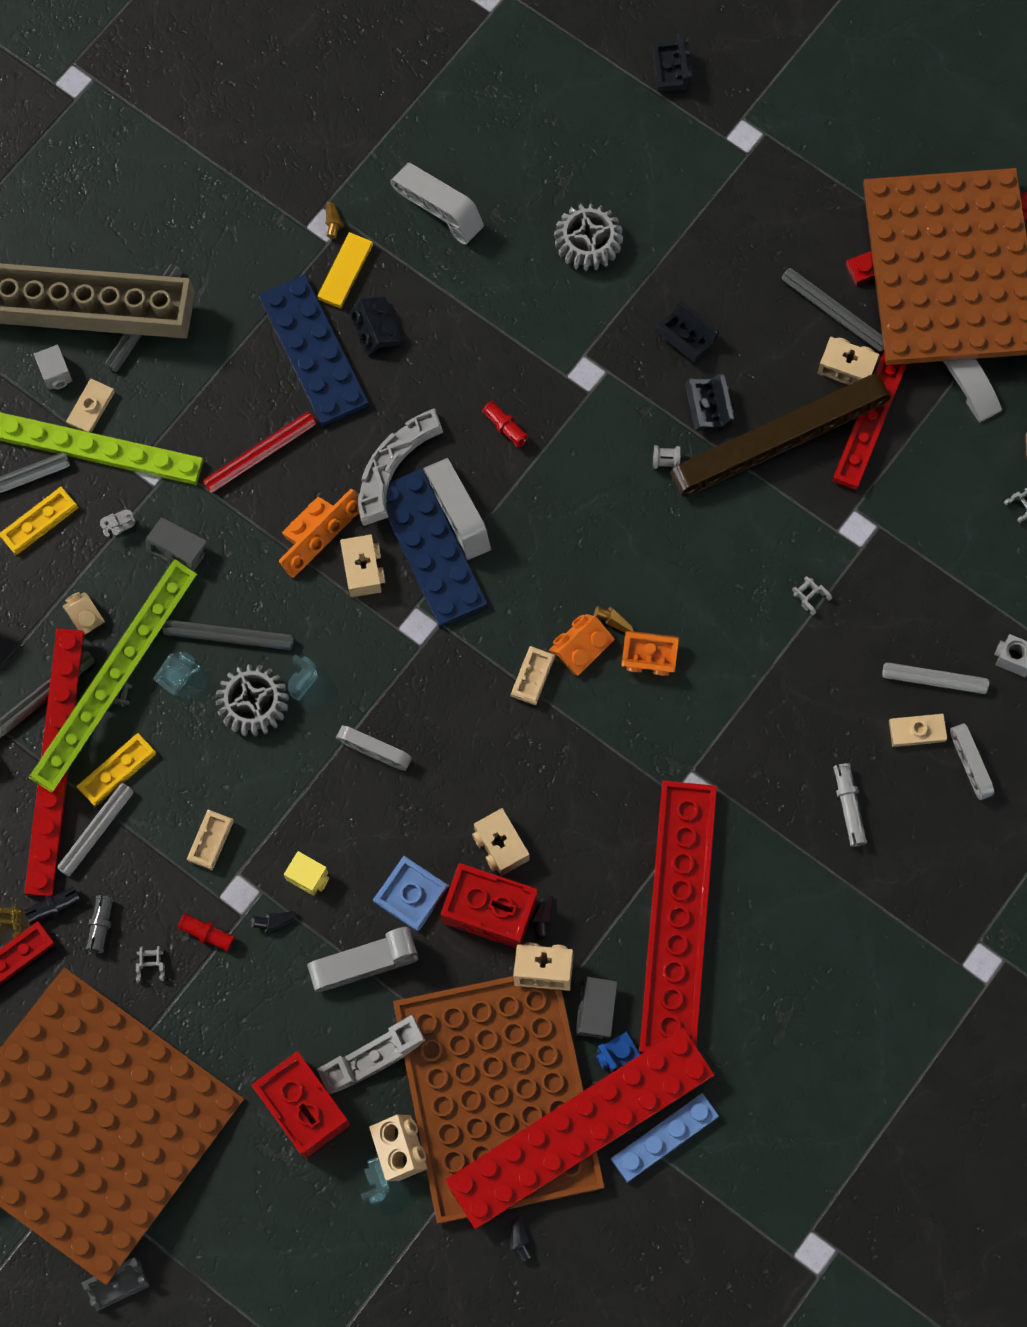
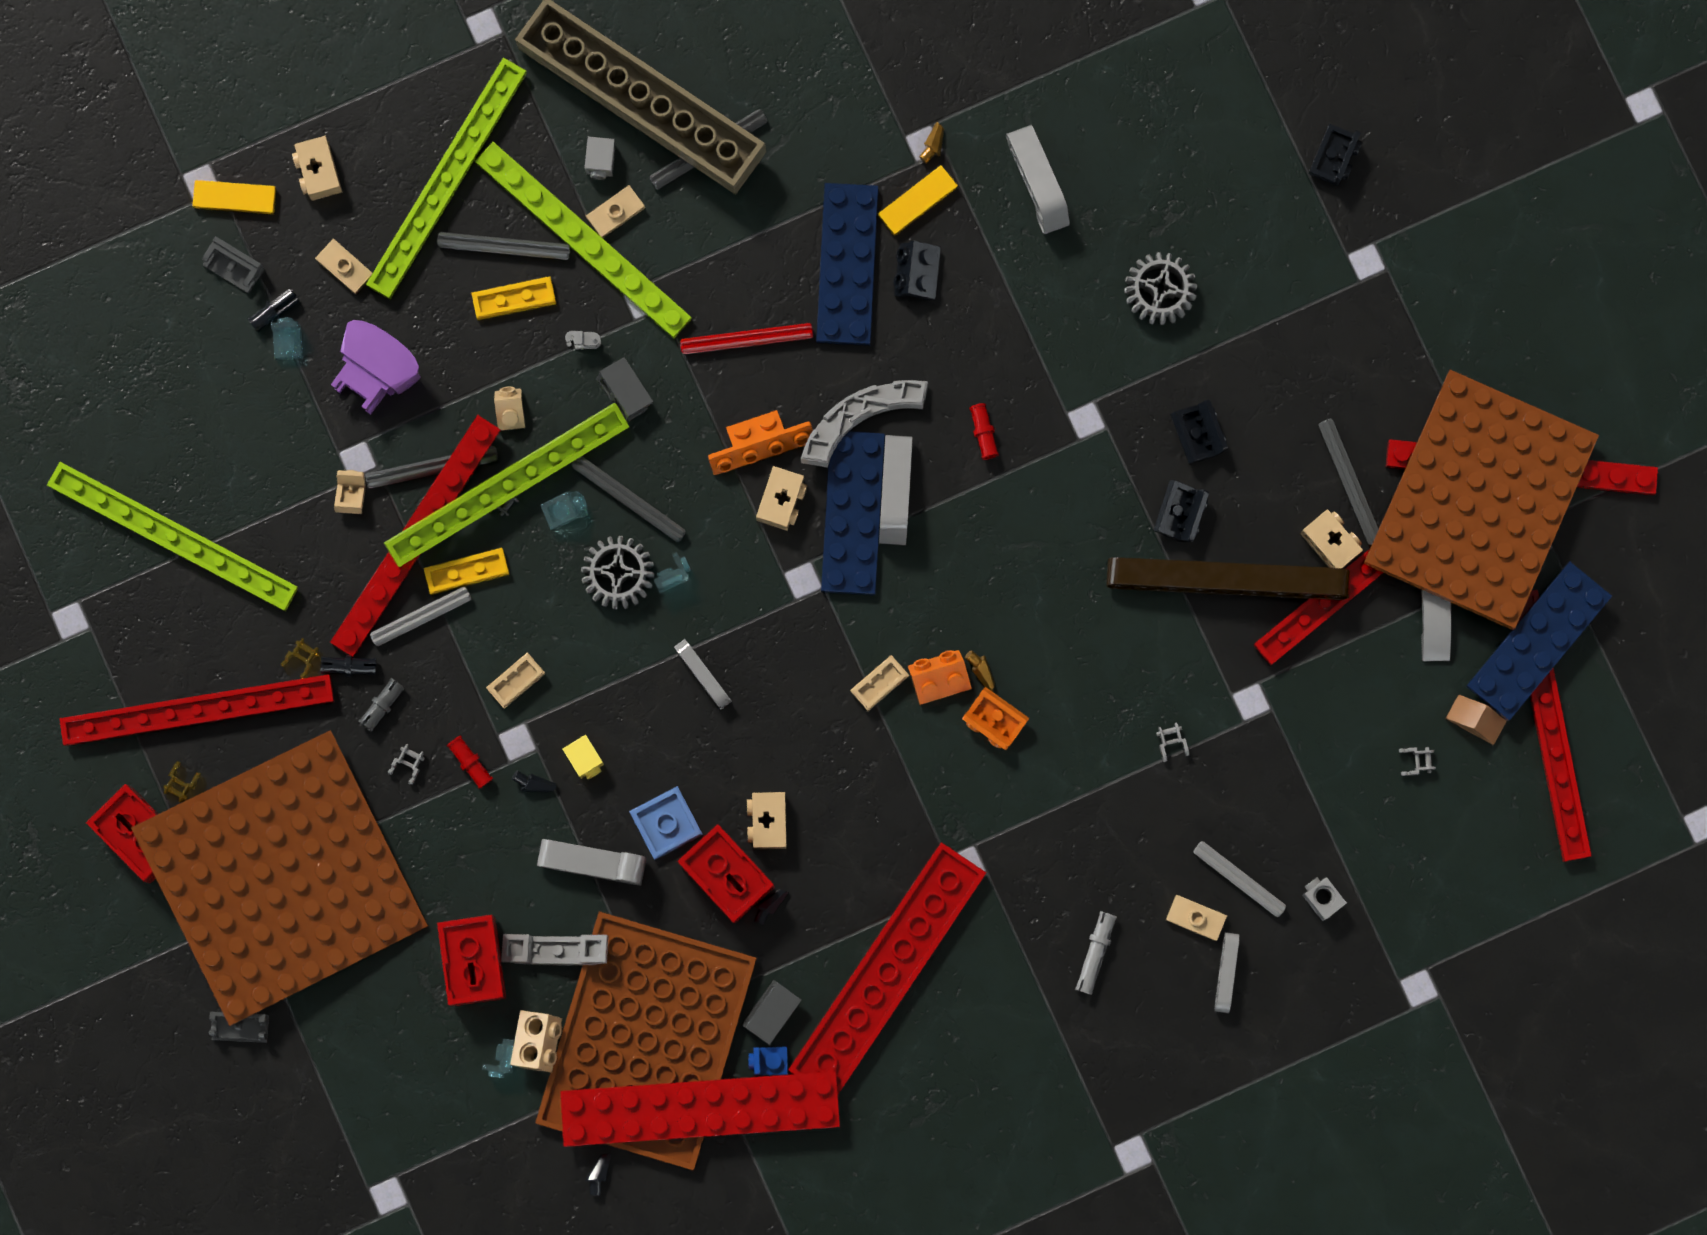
camera: 25 degrees right, 10 degrees up
(556, 973) = (750, 966): tan brick -> none
(664, 1138) = (769, 1155): medium blue plate -> none
(666, 452) = (1113, 542): light grey bush -> none

